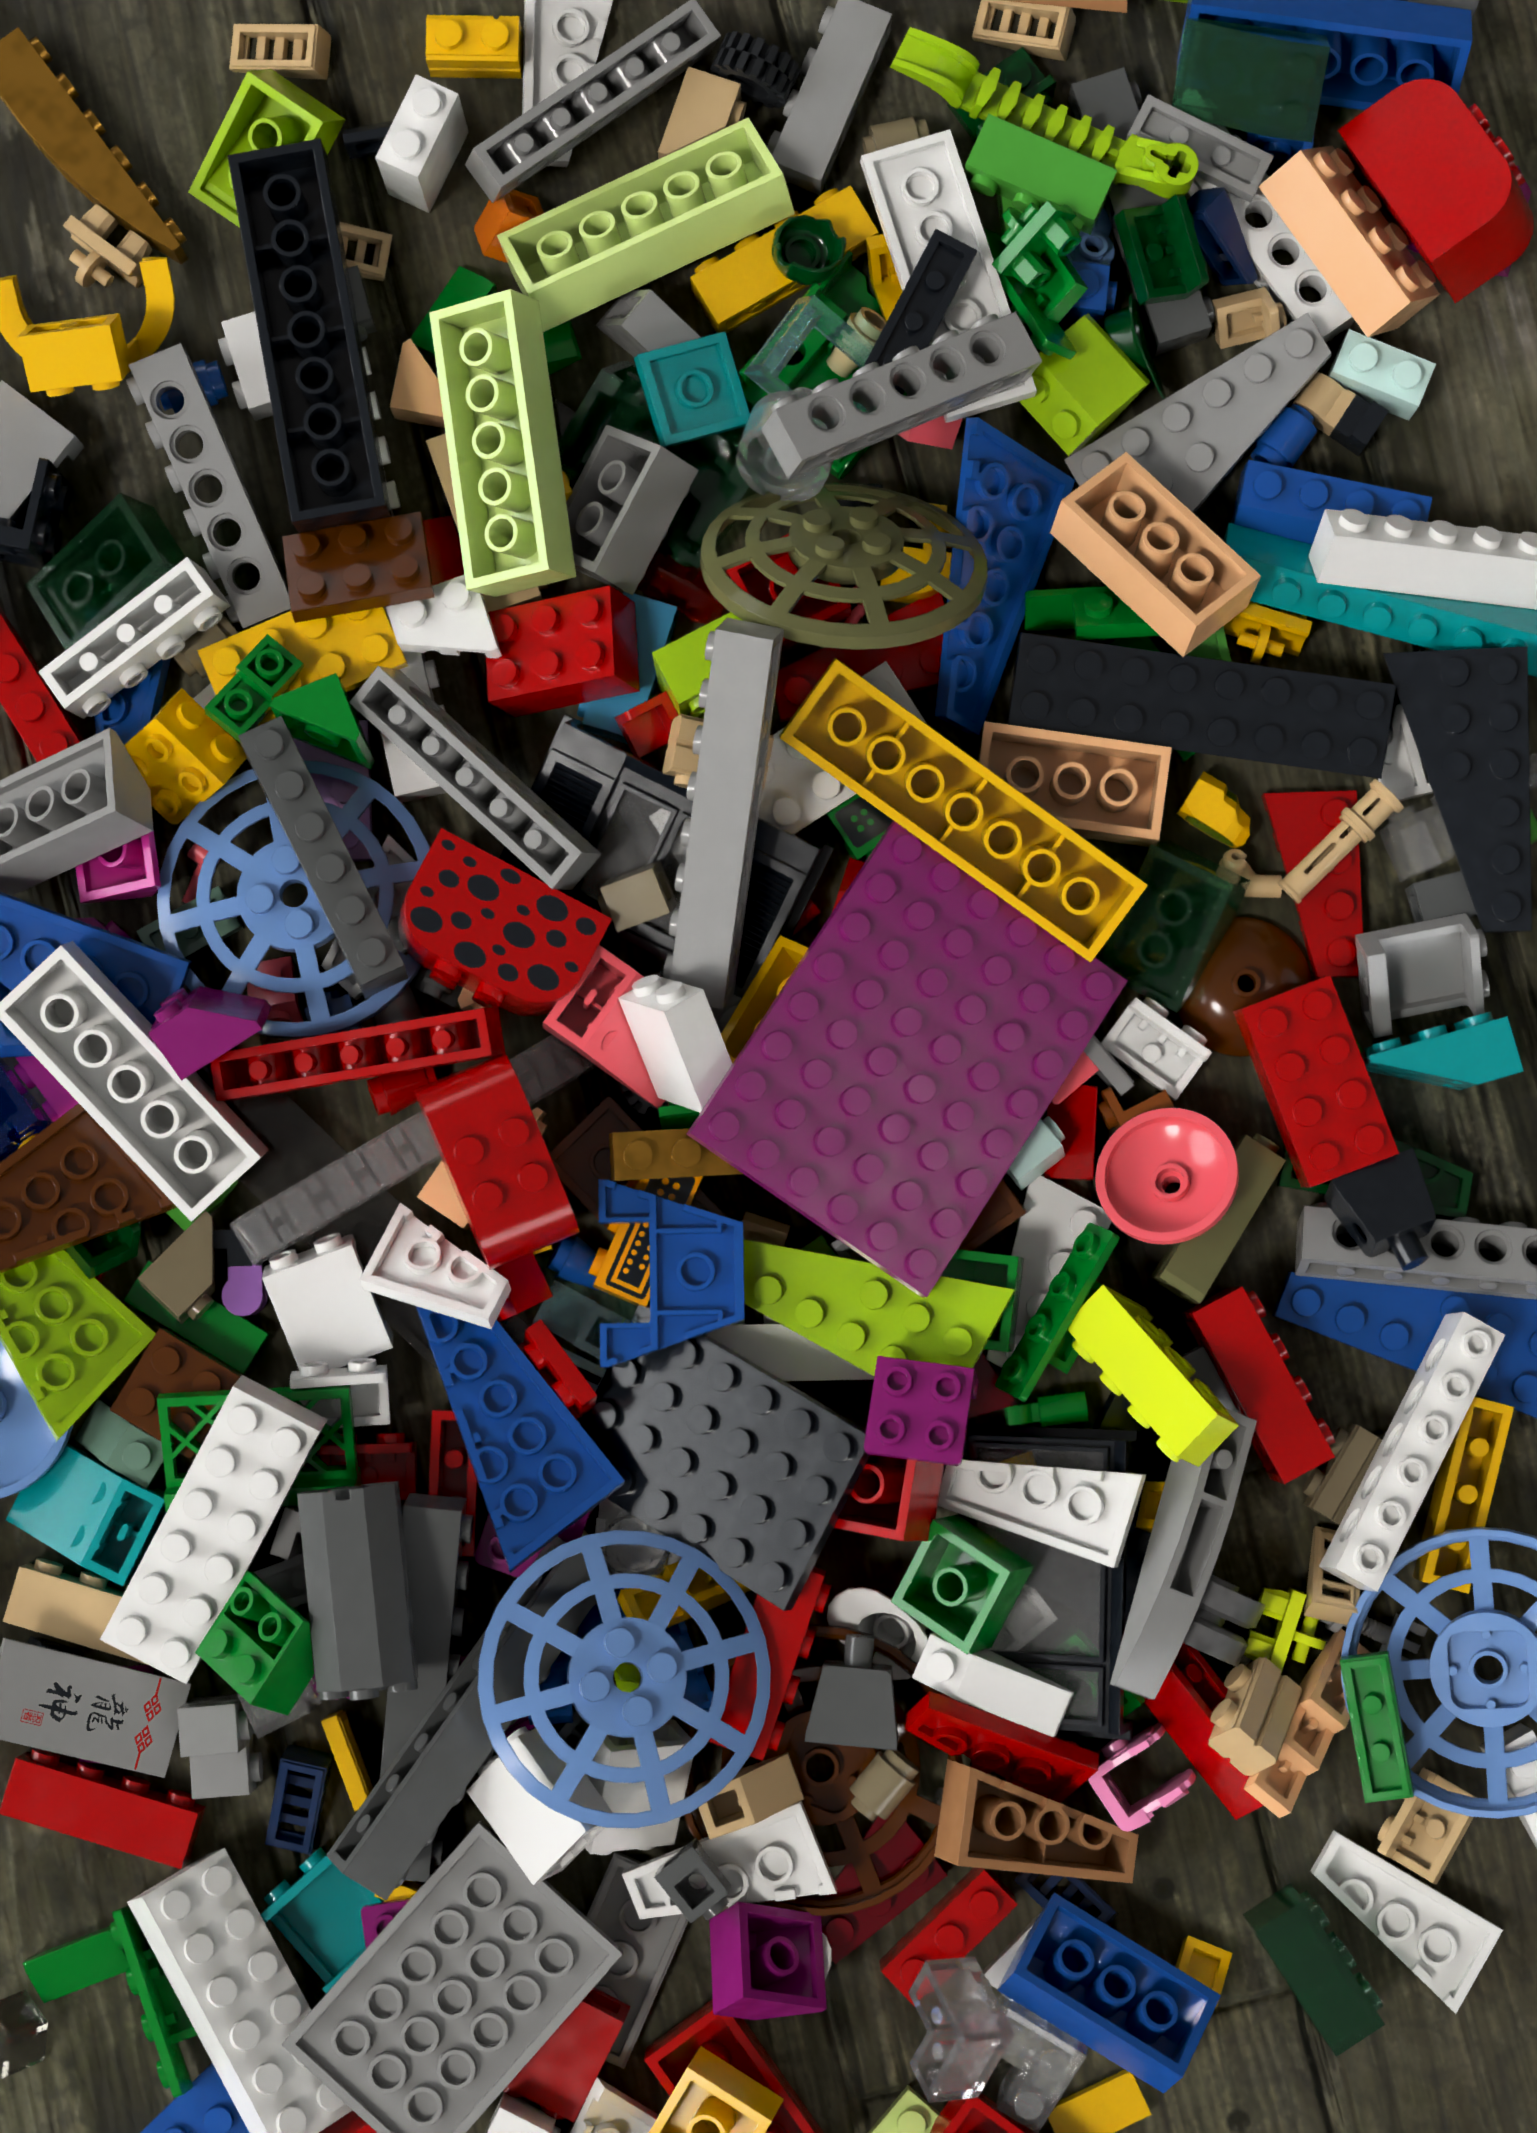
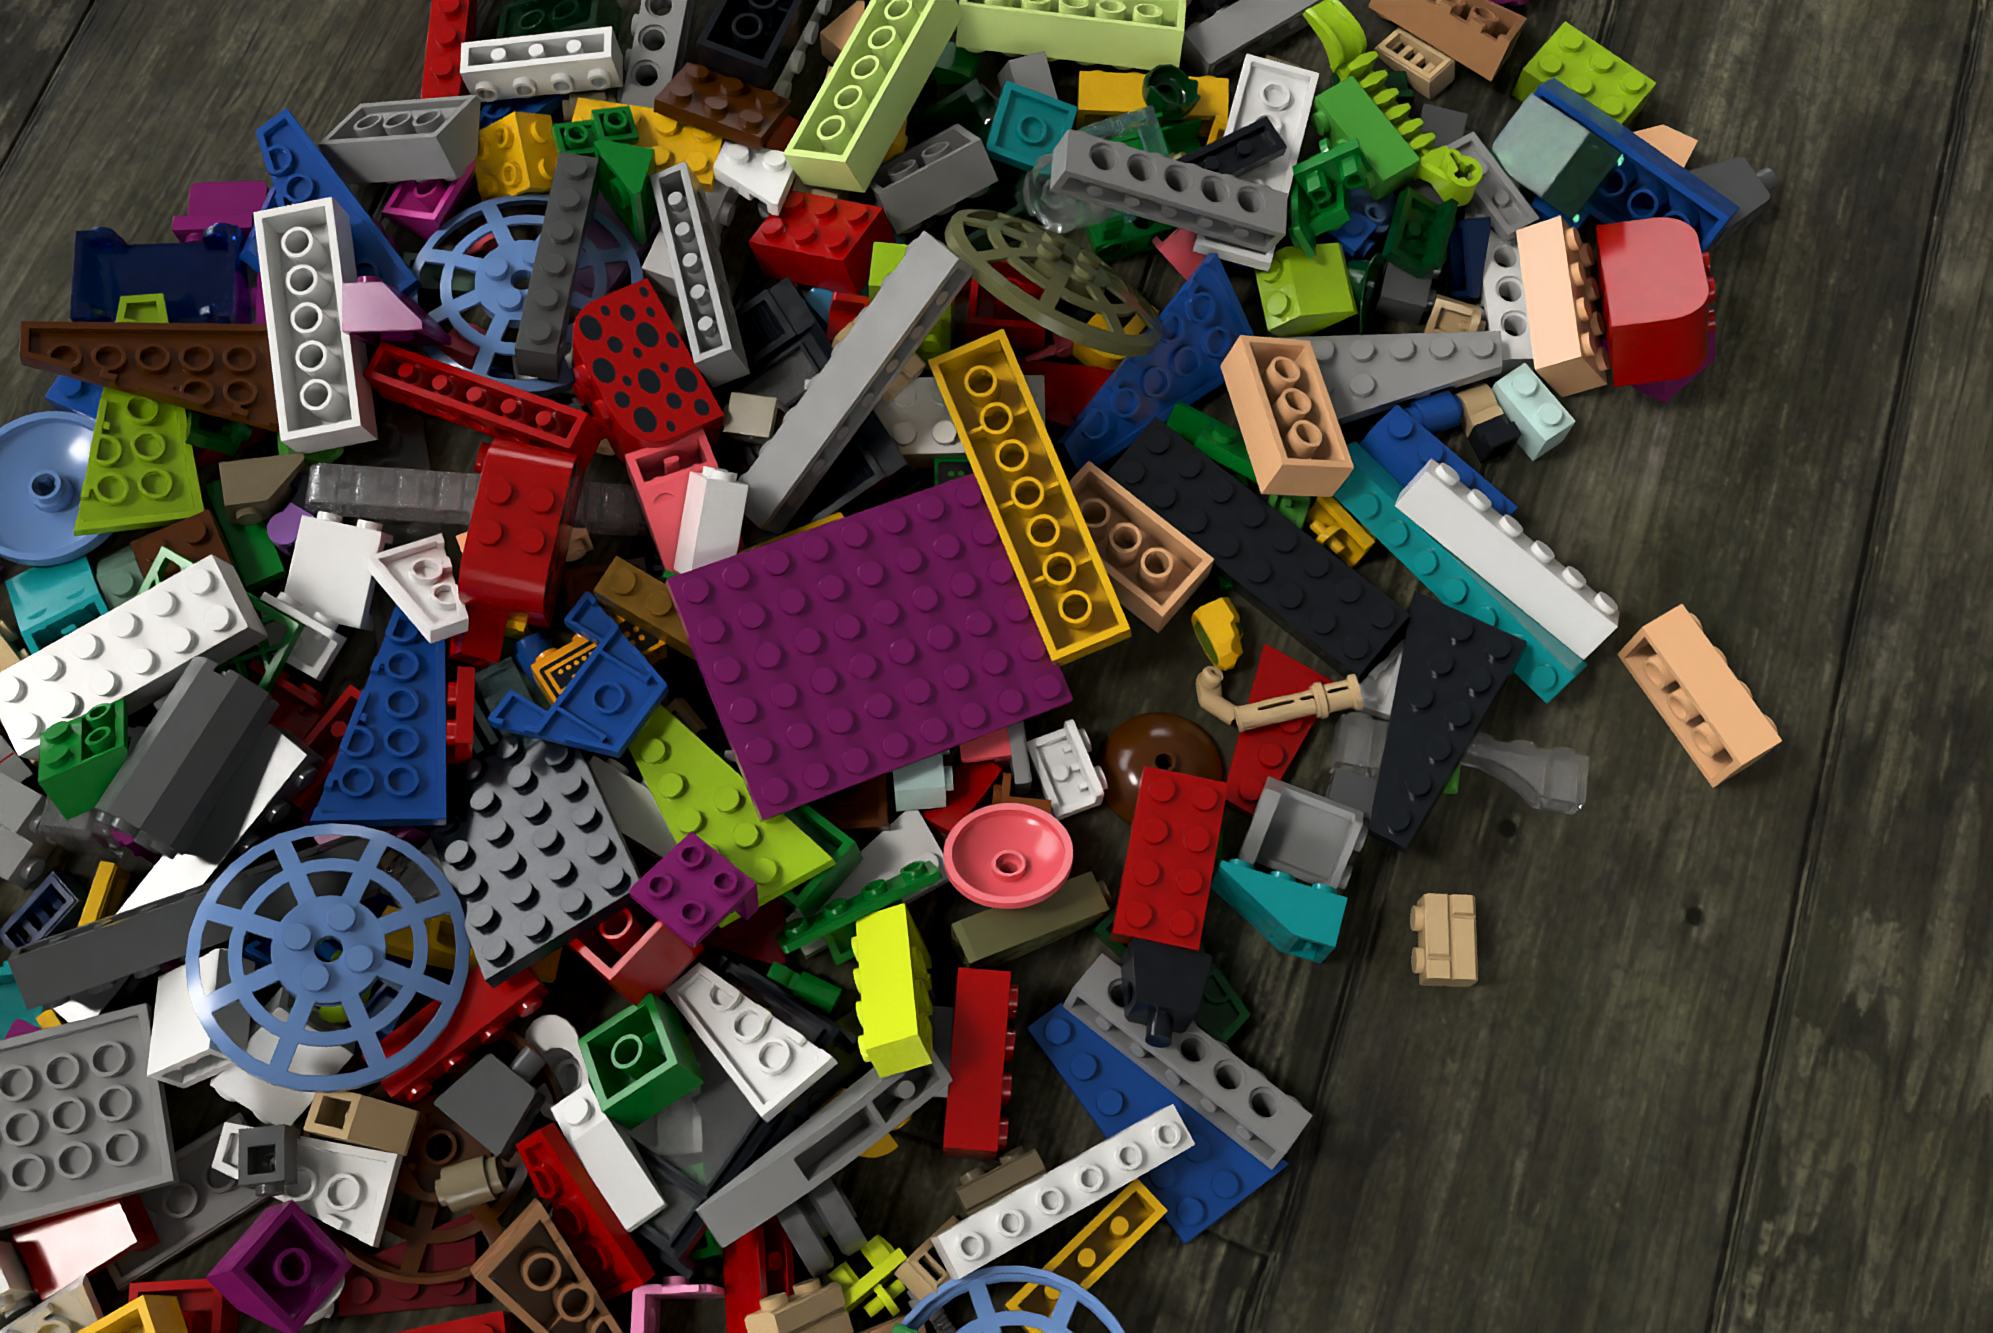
camera: 25 degrees right, 15 degrees down
(1174, 923) = (1136, 687): clear green slope -> none

